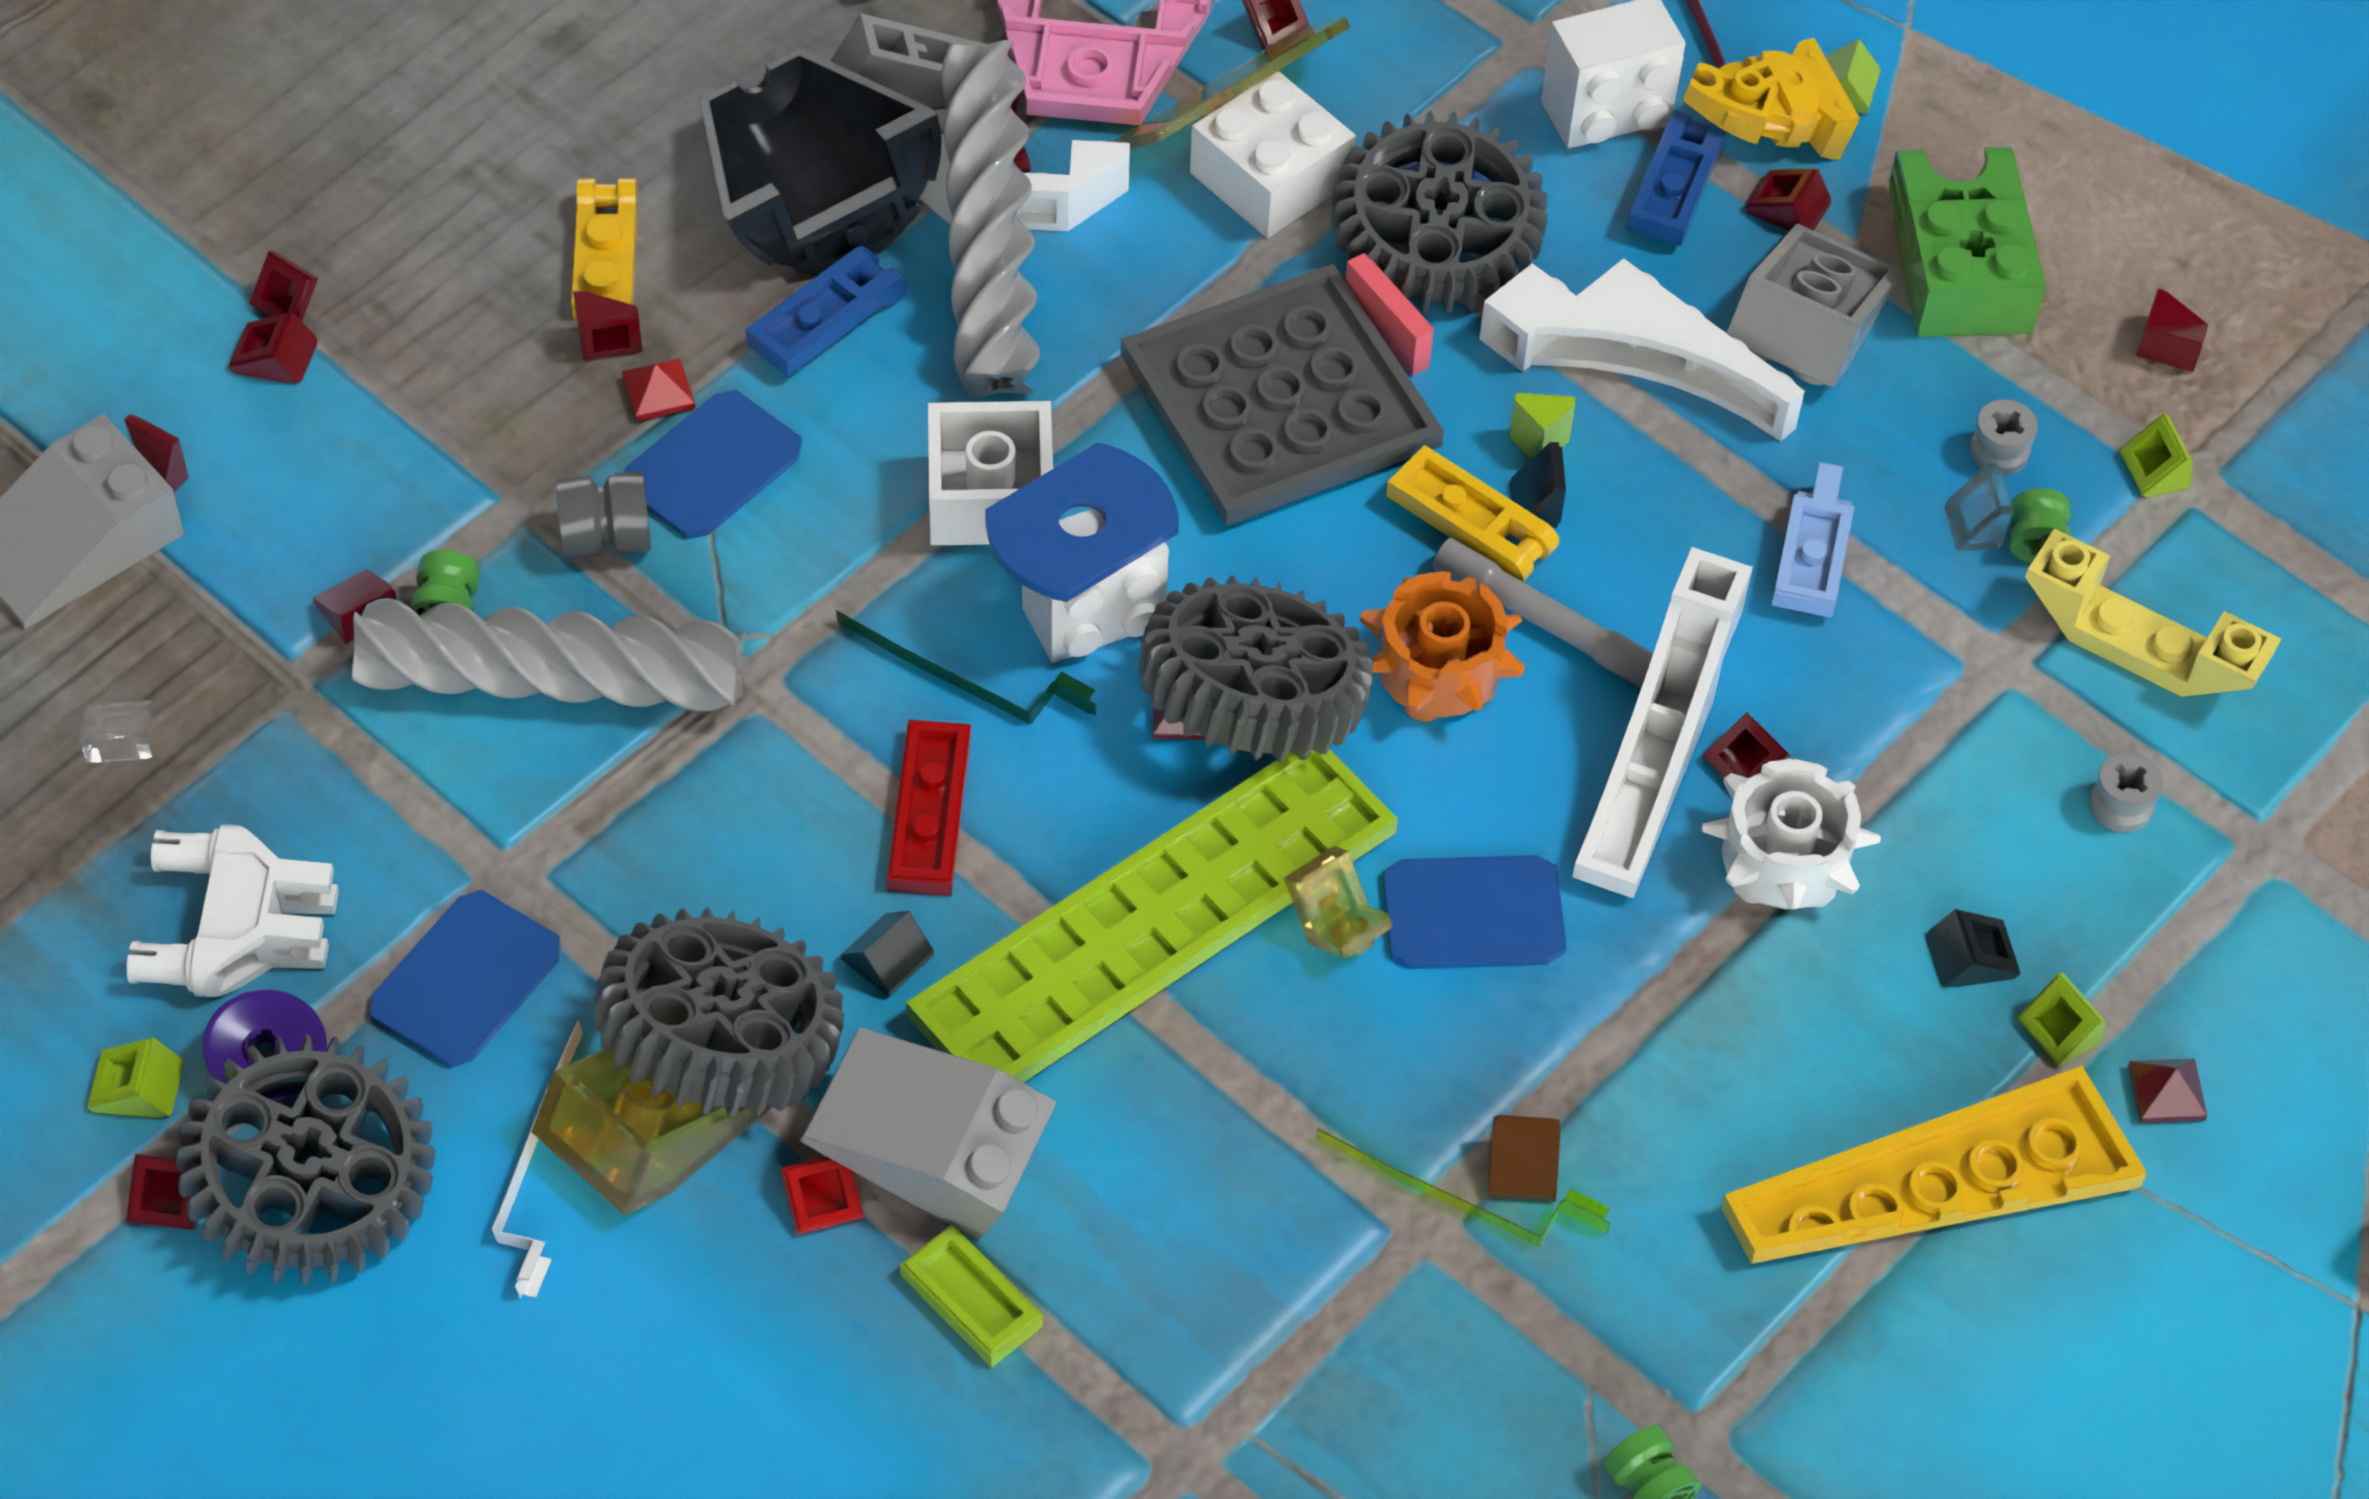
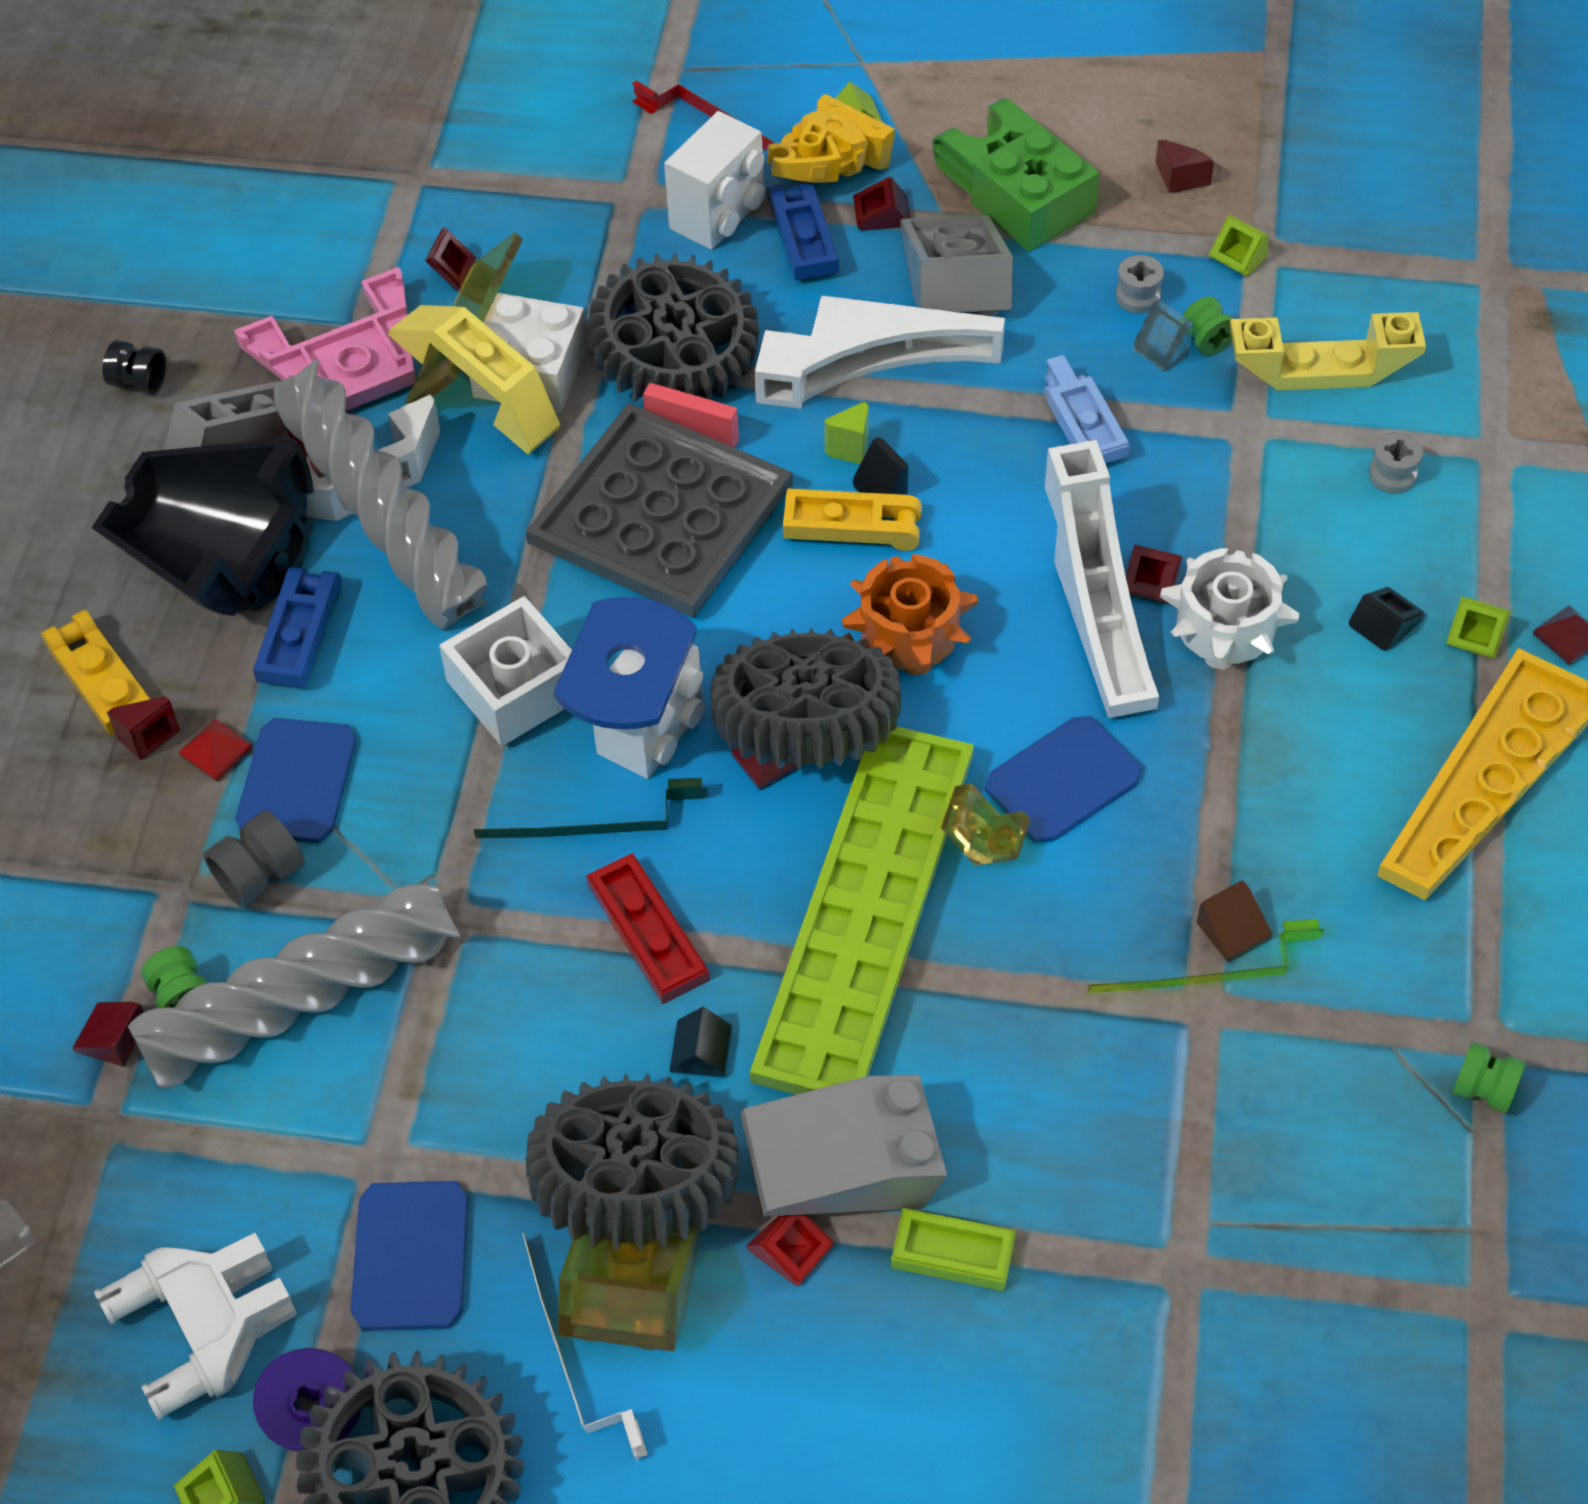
camera: 30 degrees left, 0 degrees up
(1207, 145) = (491, 362): none -> light yellow slope
(1605, 646) = (1005, 555): light grey piece -> none

